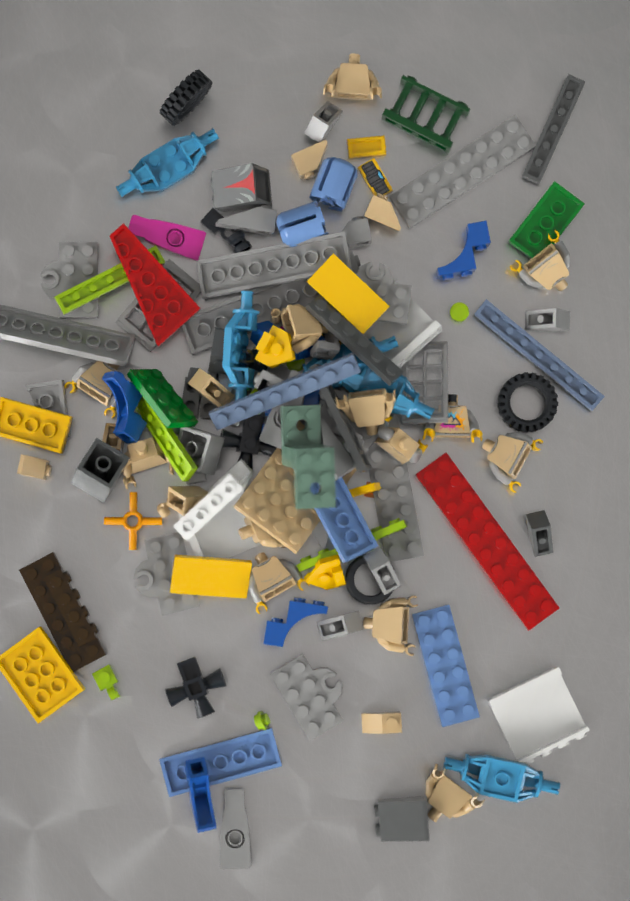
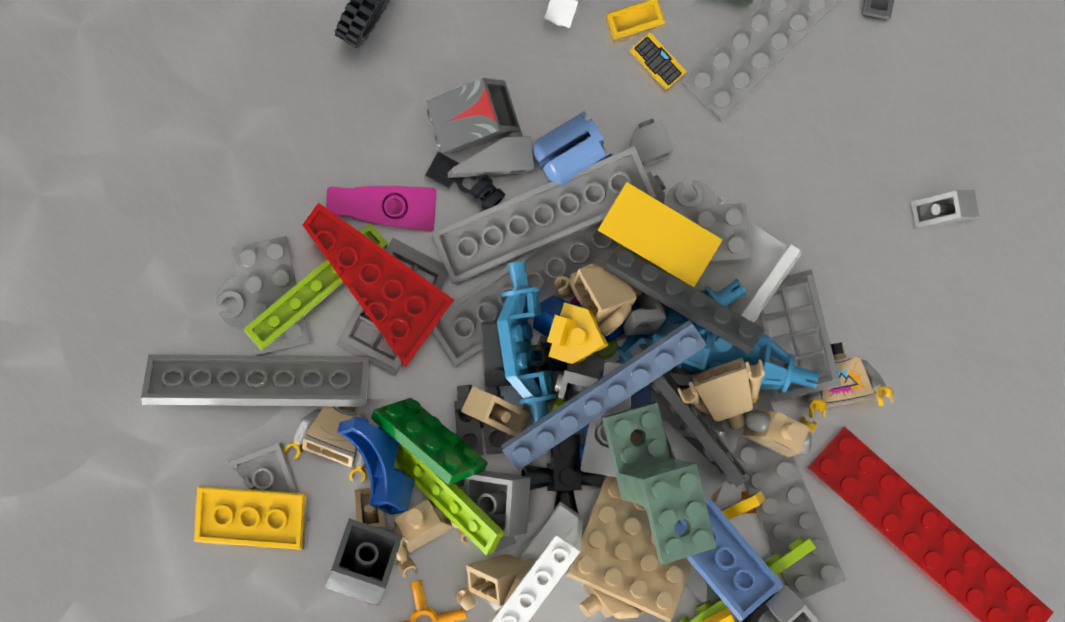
camera: 15 degrees left, 0 degrees up
(34, 467) = (267, 577): tan slope -> none
(168, 163) = (361, 103): dark azure plate -> none
(309, 160) = (559, 55): tan slope -> none
(334, 183) = (603, 80): medium blue cylinder -> none
(382, 211) = (679, 106): tan slope -> none
(459, 312) = (817, 223): lime tile -> none
(464, 264) = (819, 113): blue arch -> none
(508, 455) = (935, 412): tan torso -> none
(539, 355) = (944, 261): sand blue plate -> none
(539, 533) = (1002, 512): dark grey slope -> none
(548, 267) = (930, 133): tan torso -> none
(550, 402) = (975, 324): black tyre -> none
(551, 213) = (912, 71): green plate -> none

